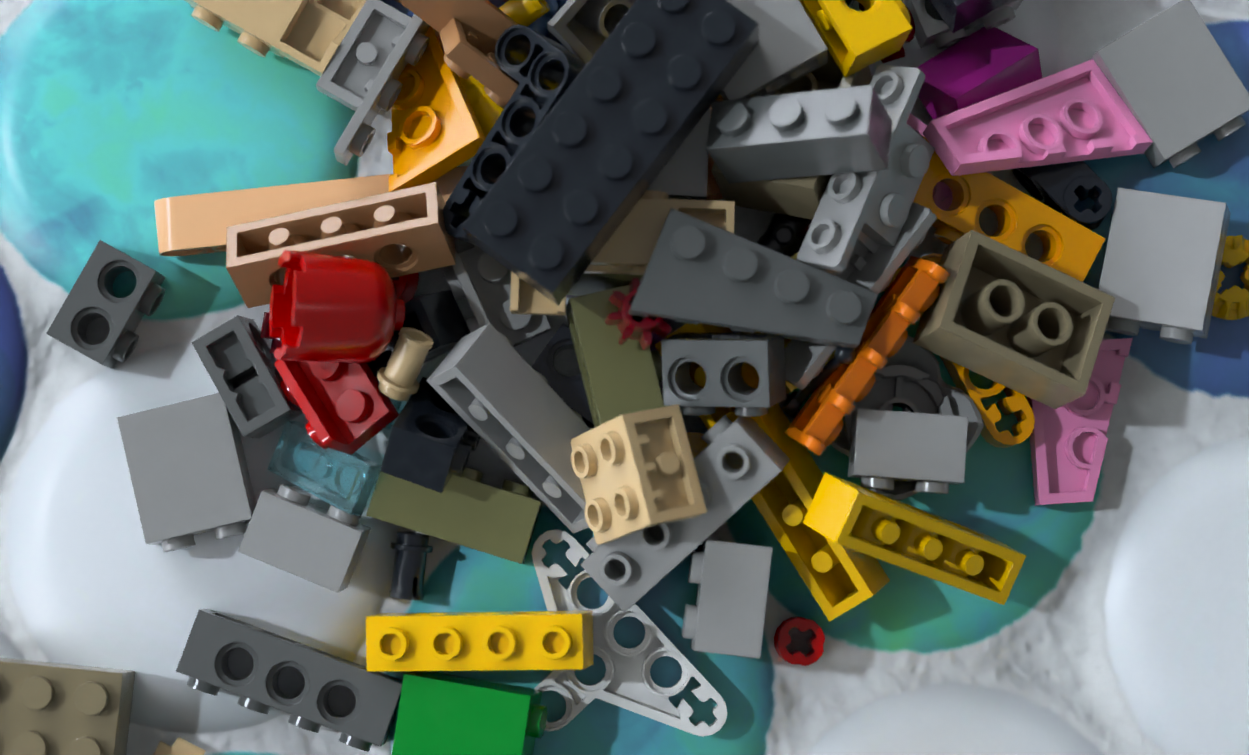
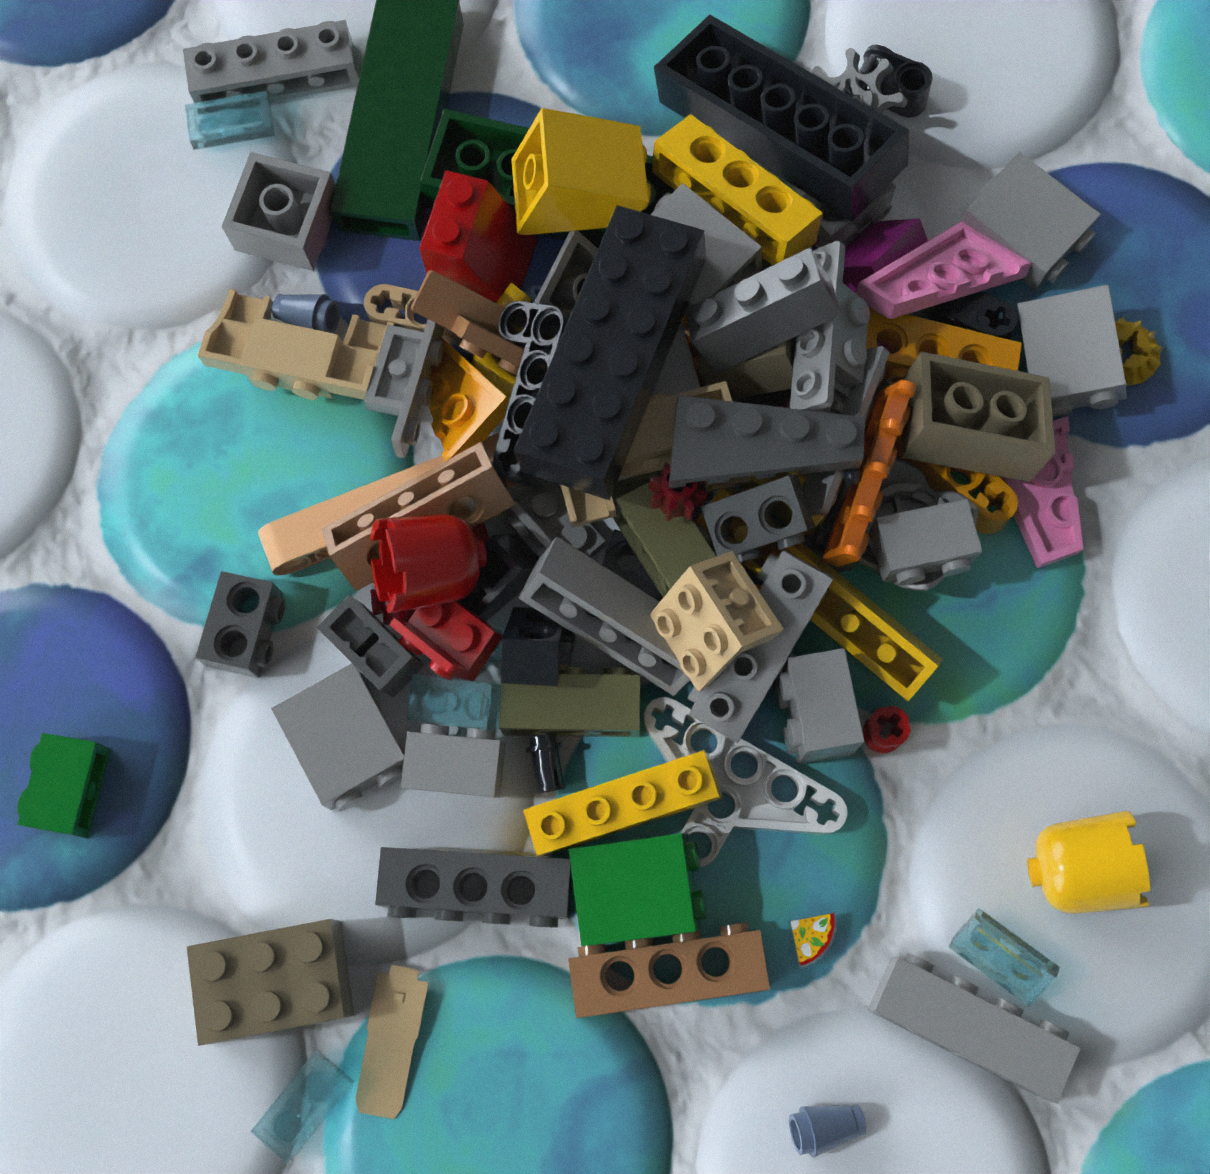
camera: 10 degrees left, 10 degrees down
(401, 373) = (496, 593): tan pin -> none
(913, 539) = (955, 610): yellow brick -> none

